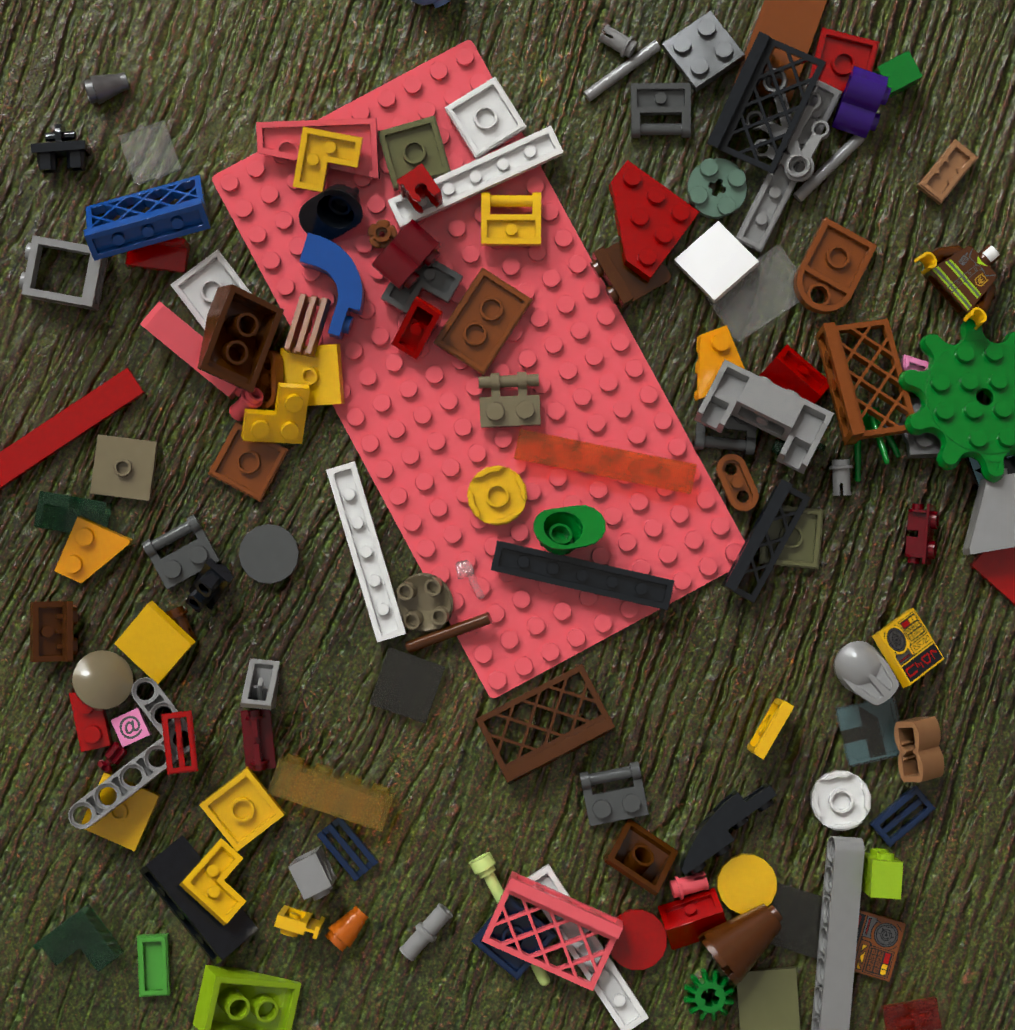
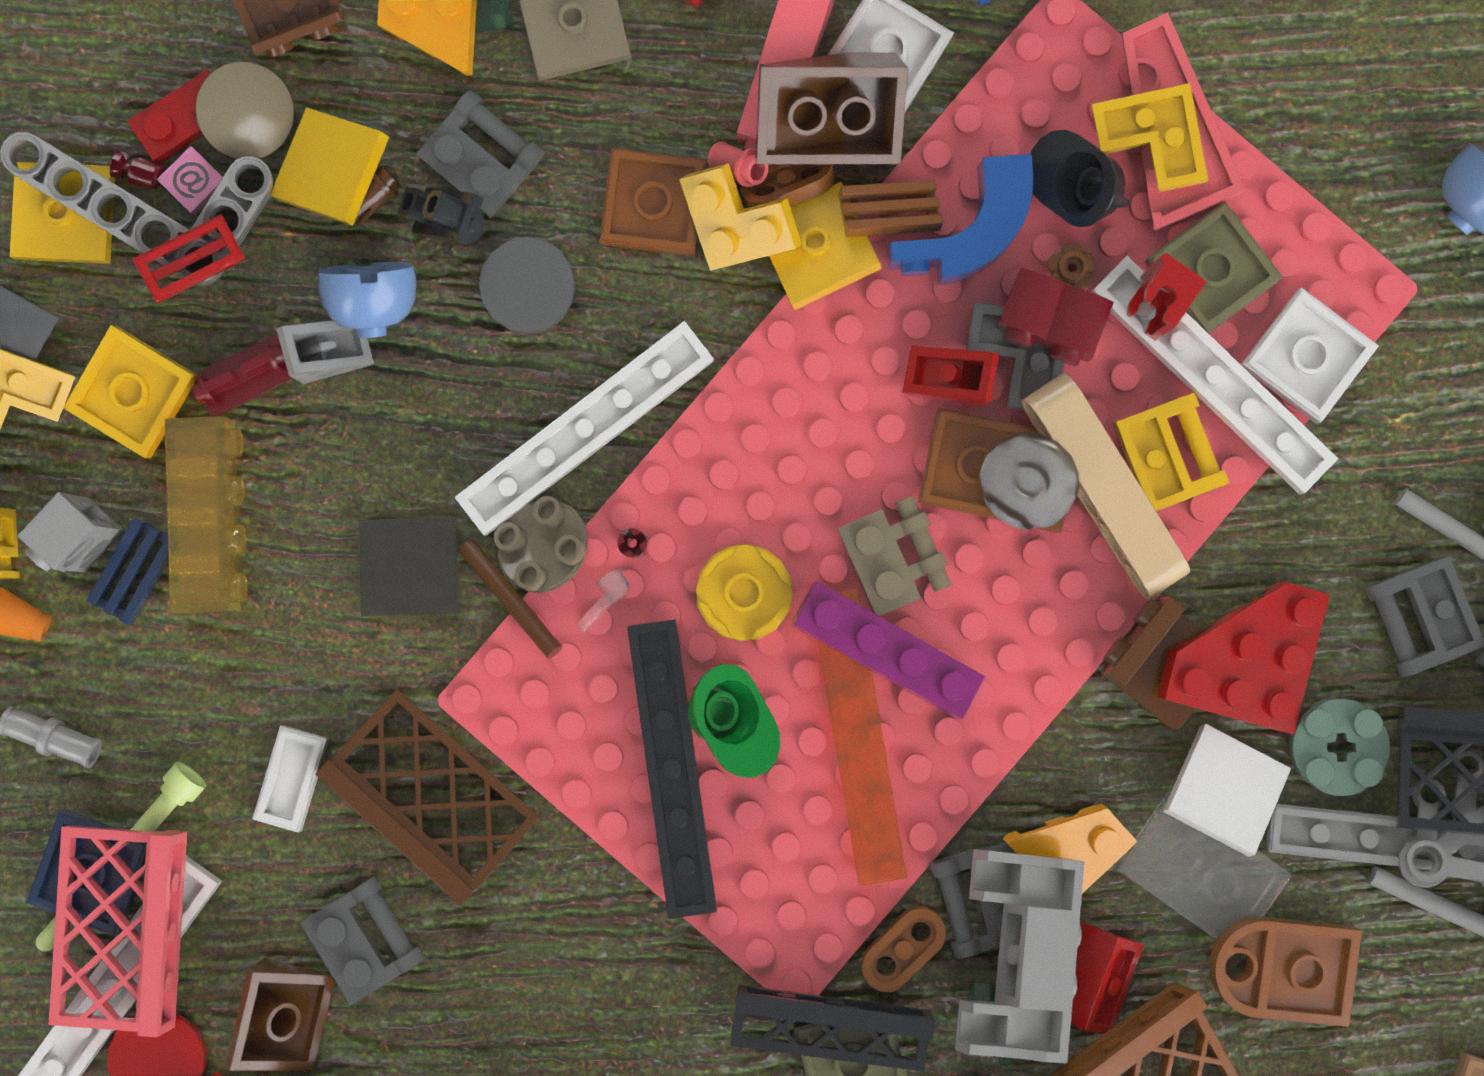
camera: 70 degrees right, 0 degrees up
(240, 647) = (368, 295): none -> medium blue cylinder
(438, 548) = (625, 539): none -> dark red piece
(496, 306) = (1029, 481): none -> clear smoke tile
(504, 800) = (290, 778): none -> white tile
(515, 264) = (1108, 487): none -> tan beam
(562, 425) = (887, 650): none -> magenta plate

